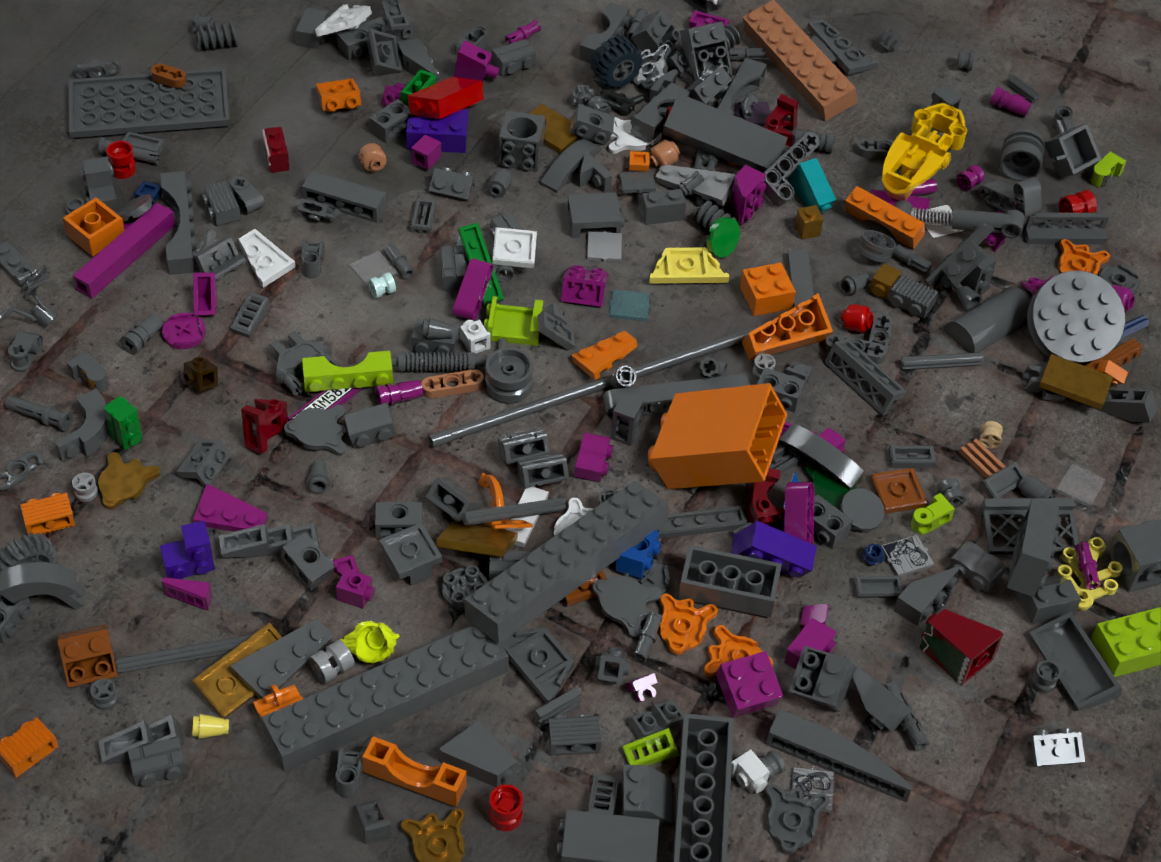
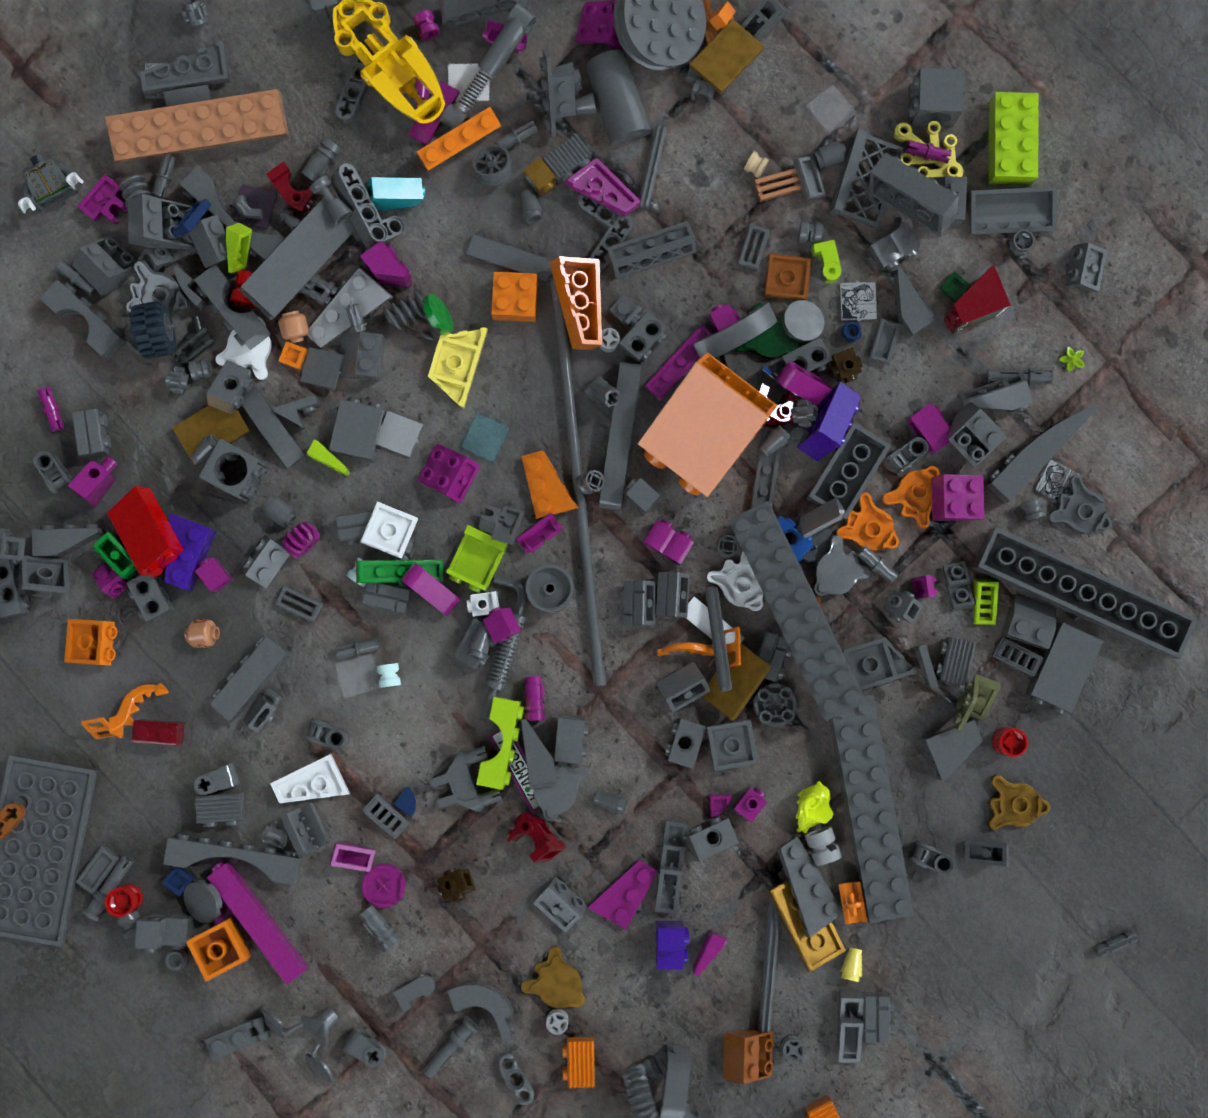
camera: 70 degrees left, 35 degrees up
(123, 422) = (500, 972): green brick -> none
(268, 327) = (407, 802): none -> dark blue tile
(276, 121) = (123, 717): none -> orange piece
(340, 399) = (539, 762): none -> dark grey slope
(390, 764) = (964, 793): orange arch -> none
(460, 339) = (501, 624): none -> magenta brick
(468, 386) = (540, 661): nougat beam -> none
(480, 197) = (300, 539): none -> magenta gear
(539, 750) = (976, 701): none -> olive bracket
(558, 358) = (533, 537): none -> magenta hinge
(560, 200) = (322, 455): none -> lime slope
(671, 561) = (821, 517): none -> dark grey slope
(714, 60) = (191, 217): none -> dark blue tile
(715, 90) = (238, 243): none -> lime slope
(732, 511) = (775, 439): none -> dark grey cone
(750, 772) = (1035, 529): white brick -> none
(772, 519) = (804, 413): none -> dark grey gear
(773, 632) = (905, 457): none -> dark grey piece
(776, 146) = (337, 209): none -> dark grey piece
(808, 222) = (438, 218): pearl gold brick -> none
(818, 612) = (899, 411): magenta slope -> none
(836, 552) = (845, 366): none -> dark brown brick
(857, 318) = (578, 225): red head -> none
(901, 326) = (603, 187): none -> magenta wing
(953, 765) = (1072, 359): none -> lime plant

